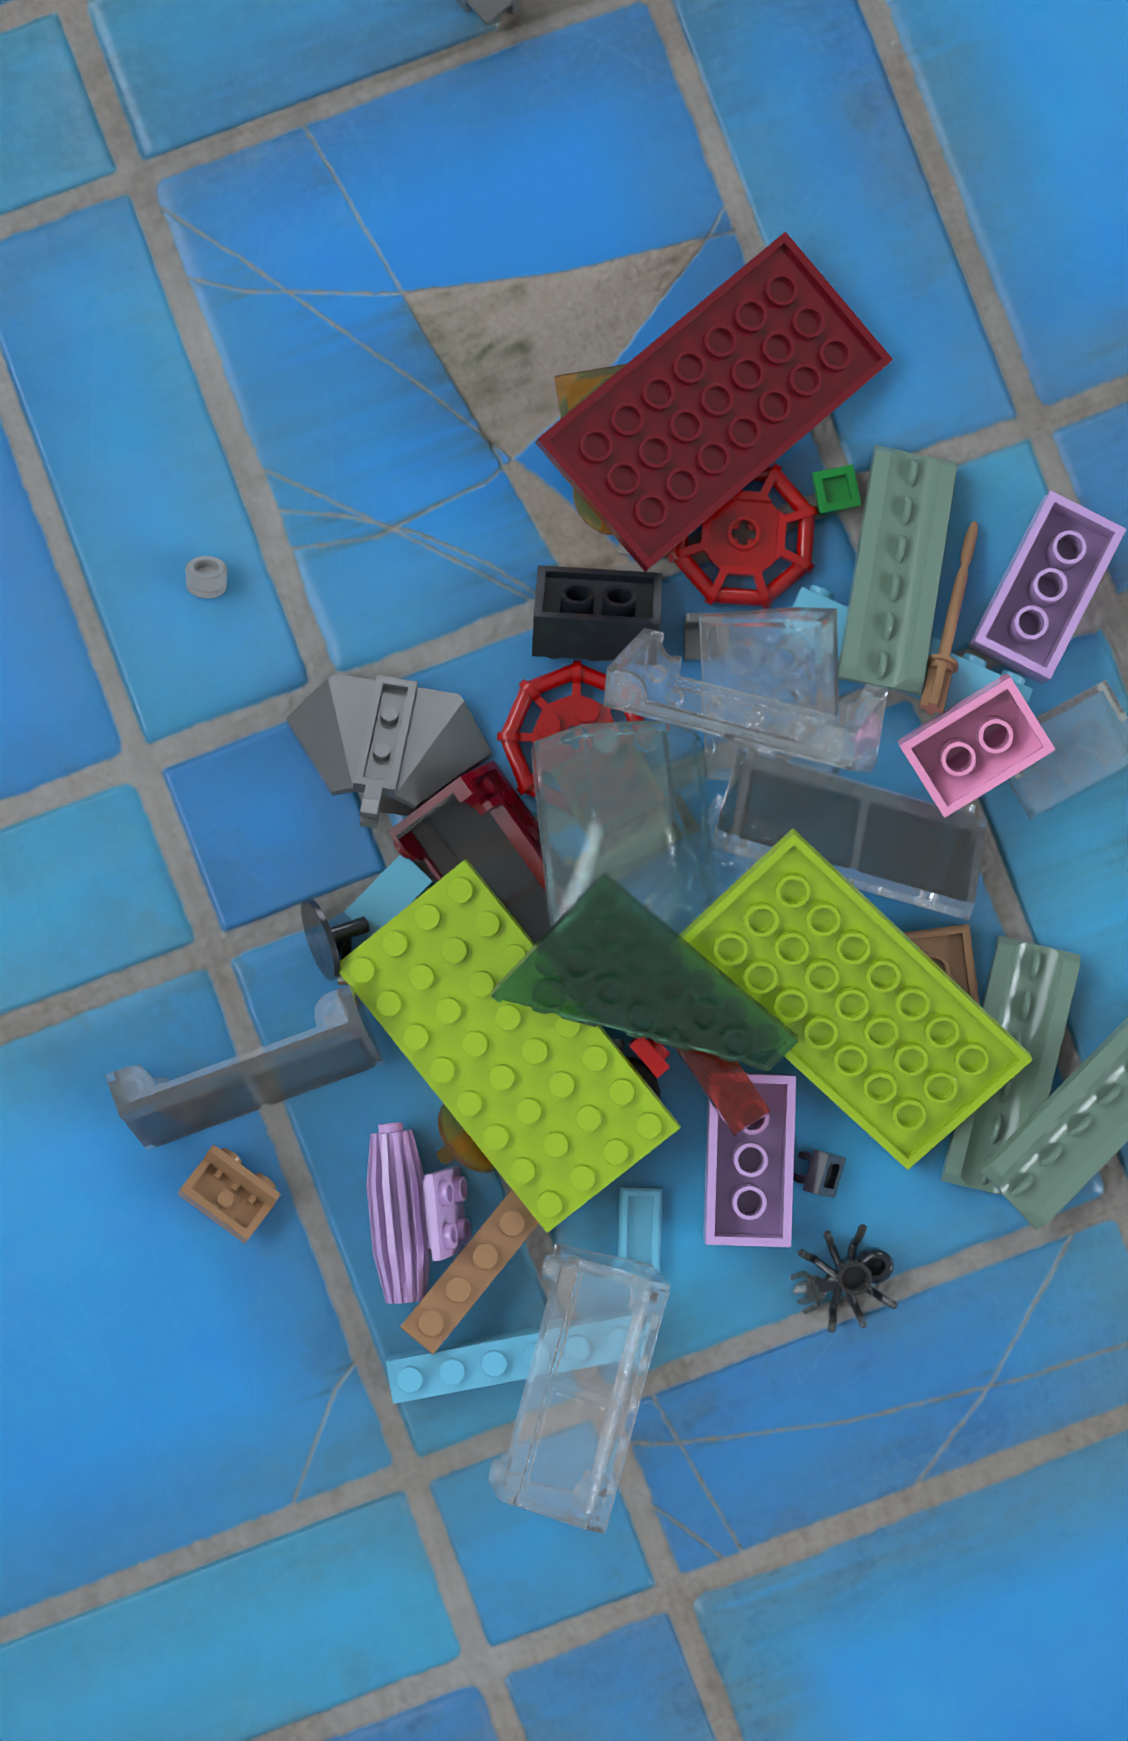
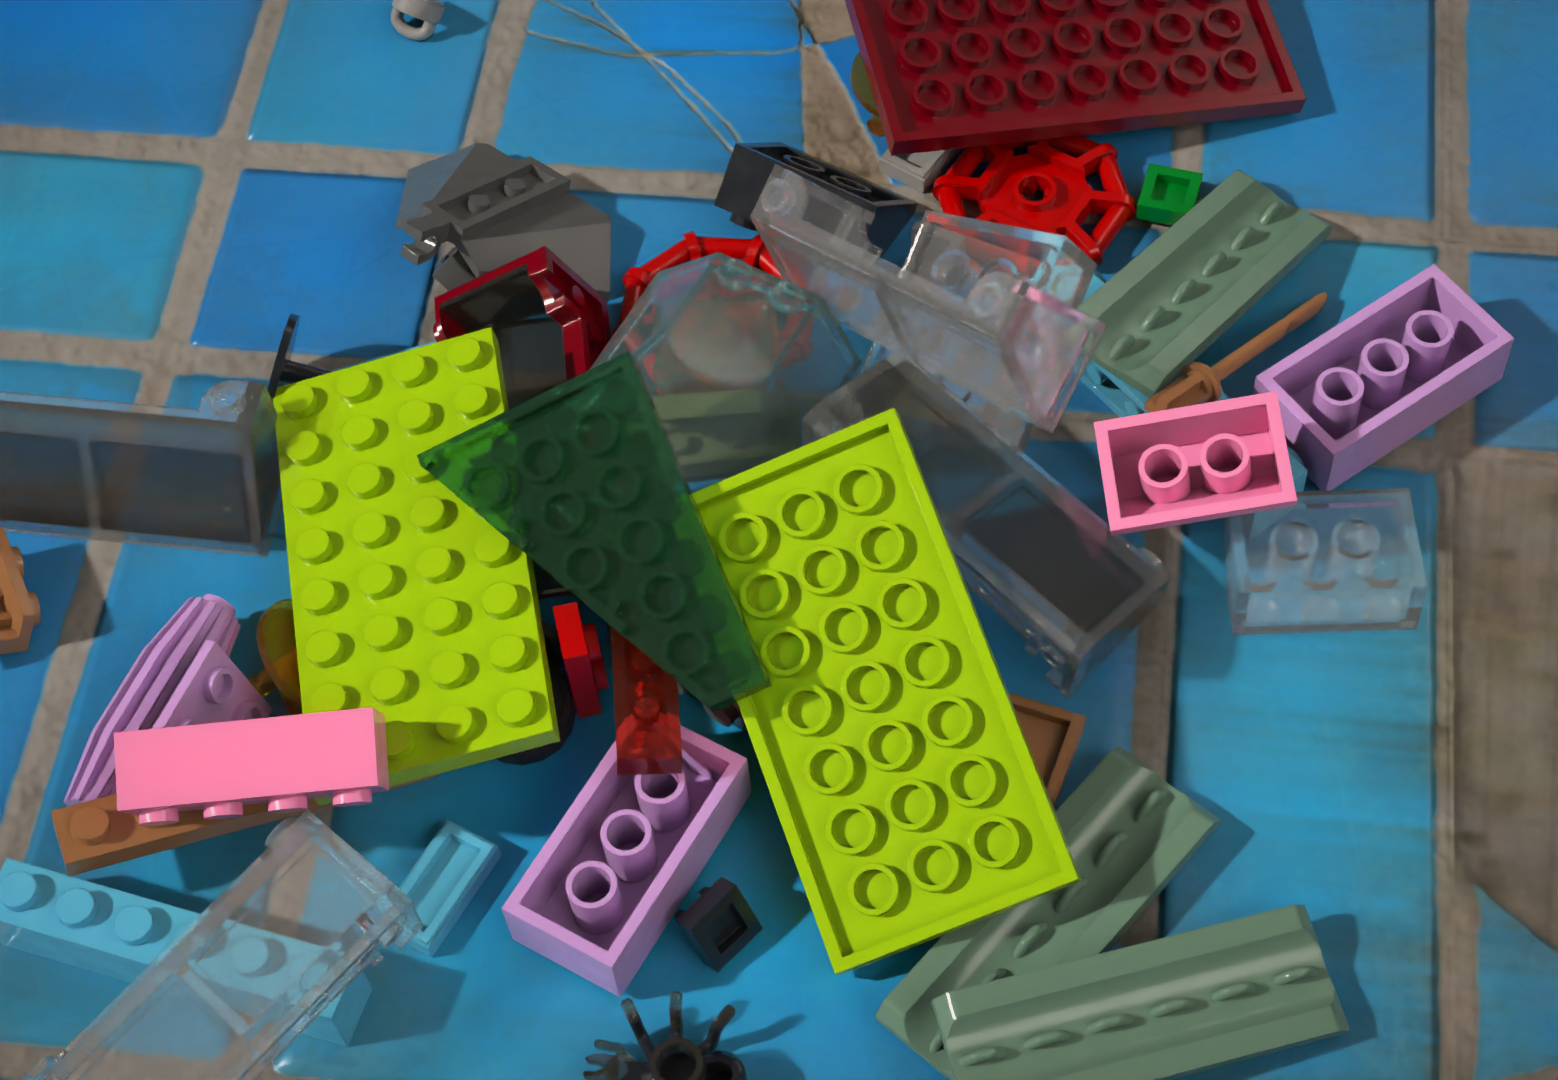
camera: 30 degrees right, 30 degrees down
(516, 1246) = (251, 763): none -> bright pink brick

